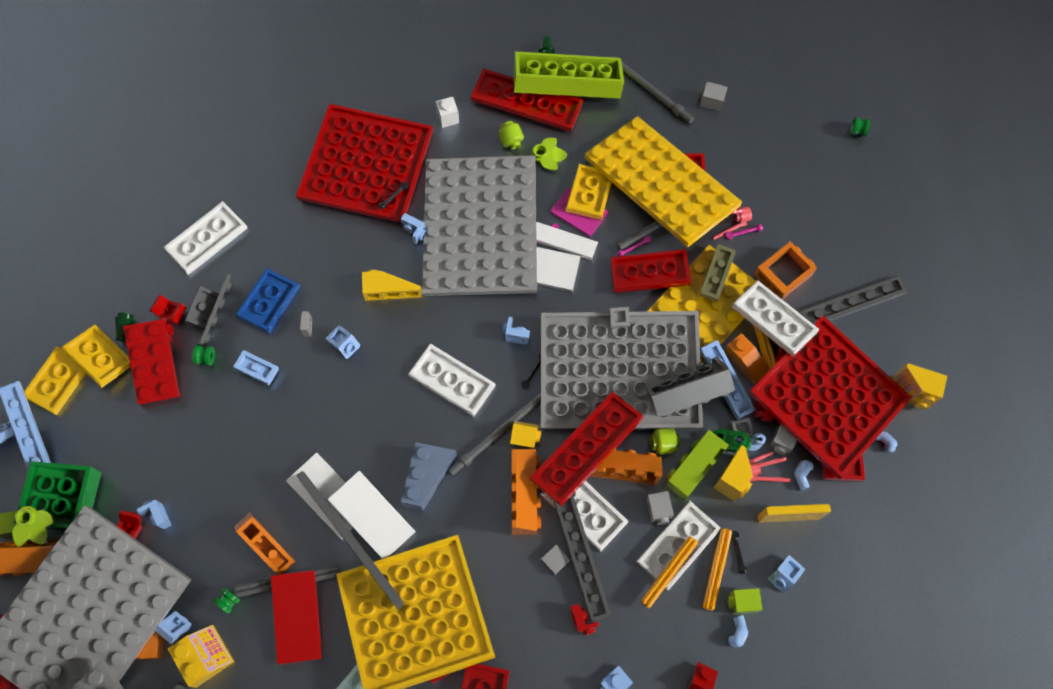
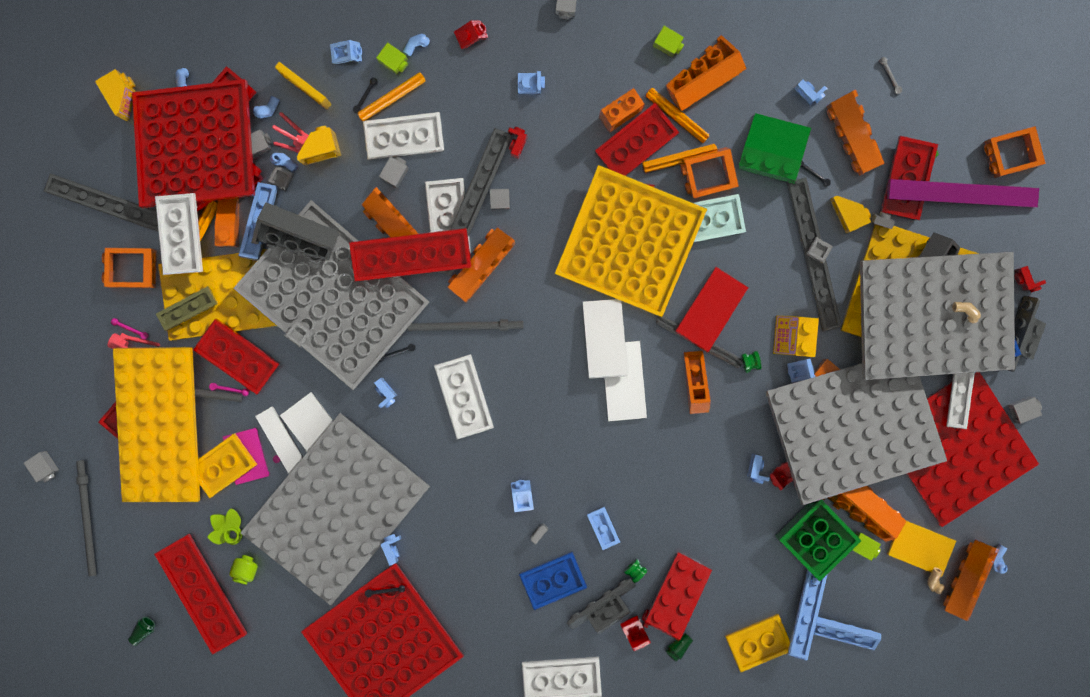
camera: 140 degrees left, 20 degrees up
(34, 528) = (850, 523): lime plate -> none
(97, 355) = (715, 637): yellow tile -> none
(350, 540) = (634, 331): dark grey tile -> none
(384, 286) = (454, 516): yellow slope -> none
(425, 473) = (542, 337): sand blue wedge -> none
(447, 112) = (277, 635): white brick -> none
(525, 434) = (445, 306): yellow brick -> none
(568, 75) = (148, 584): lime brick -> none
(665, 441) = (347, 215): lime head -> none
(668, 572) = (427, 122): light orange axle -> none
(696, 464) = (341, 179): lime wedge -> none
(731, 438) = (298, 175): green plate -> none

